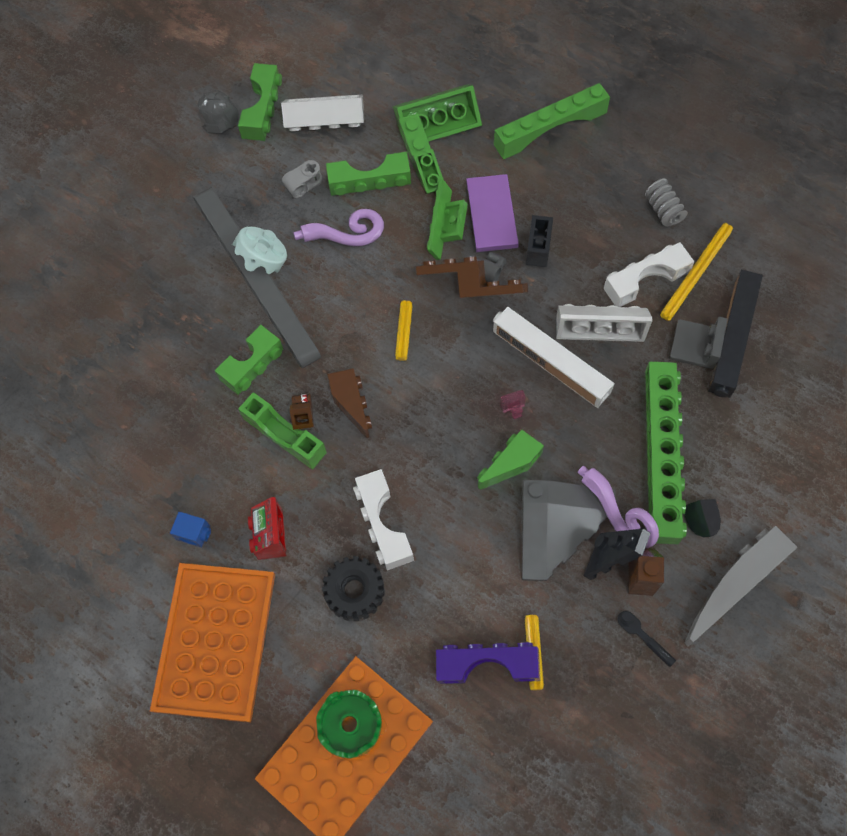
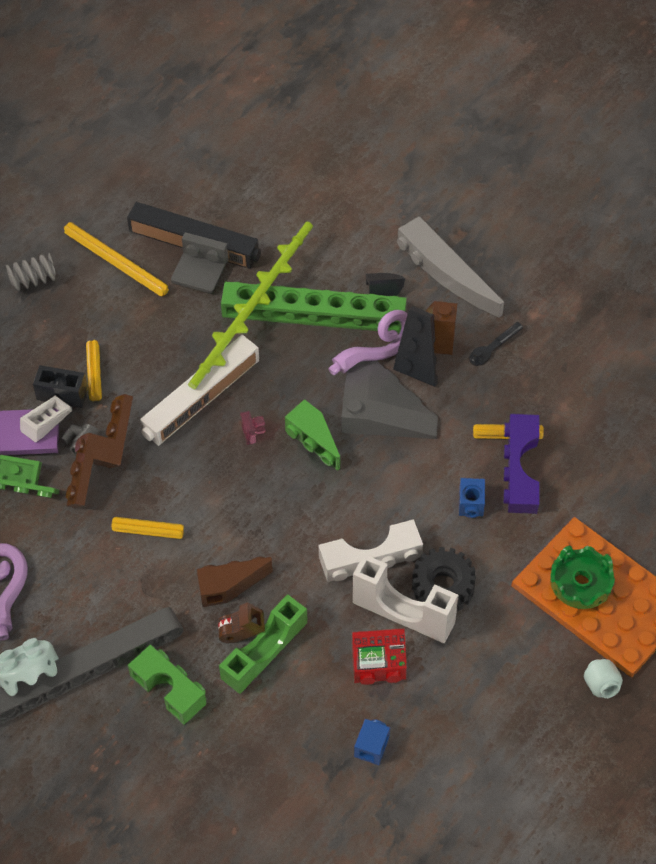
camera: 90 degrees left, 10 degrees down
(213, 643) = (495, 715): orange plate -> none
(247, 746) = (603, 678): none -> light aqua head
(307, 575) = (374, 592): none -> white arch
(455, 621) = (471, 489): none -> blue brick
(504, 224) = (37, 430): none -> white slope
(566, 268) = (93, 370): none -> yellow axle
(602, 323) = (167, 340): white slope -> none
(659, 394) = (244, 310): none -> lime plant
(669, 263) = (124, 317): white arch -> none

